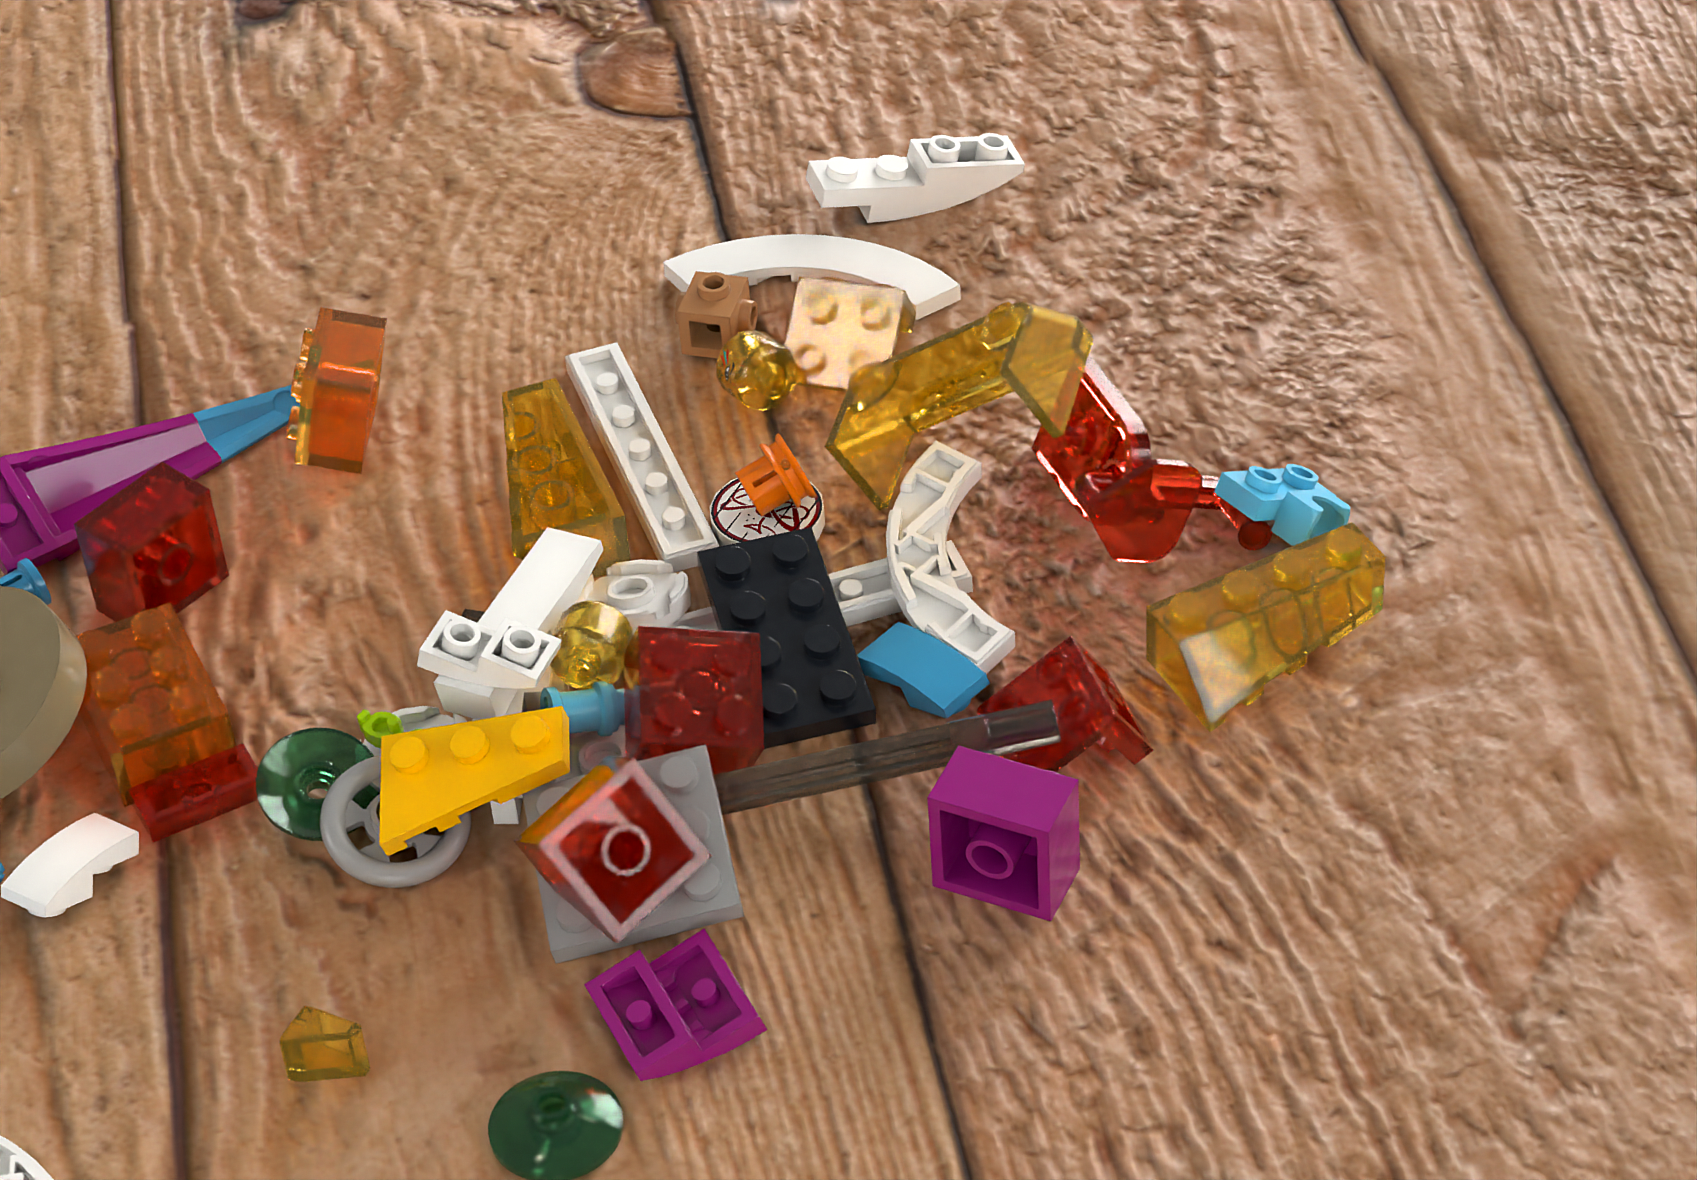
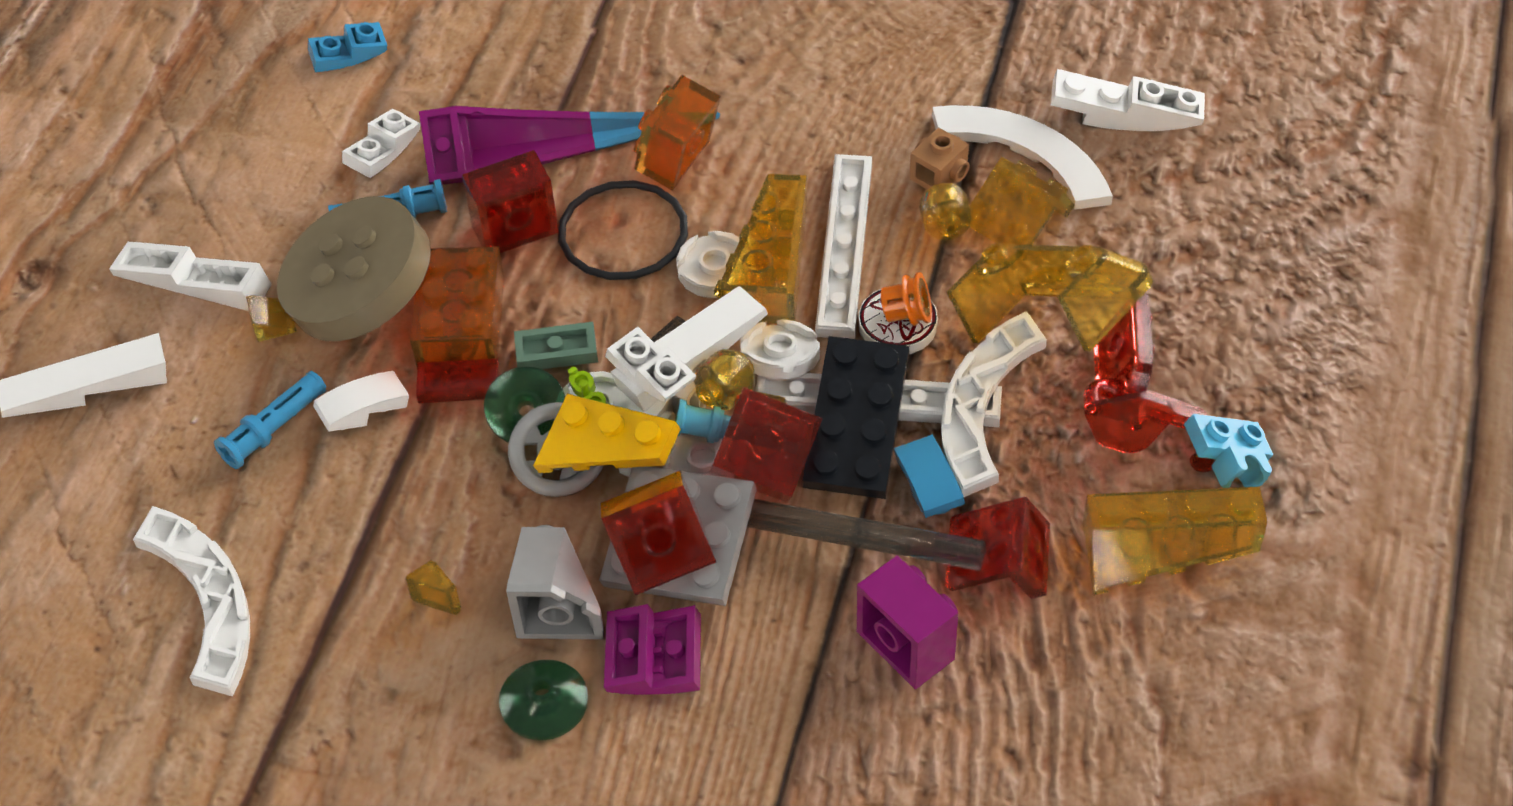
camera: 25 degrees right, 10 degrees up
(317, 700) = (556, 346): none -> sand green plate
(322, 600) = (622, 275): none -> black piece
(470, 537) = (704, 261): none -> white tile
(498, 982) = (550, 589): none -> light grey slope

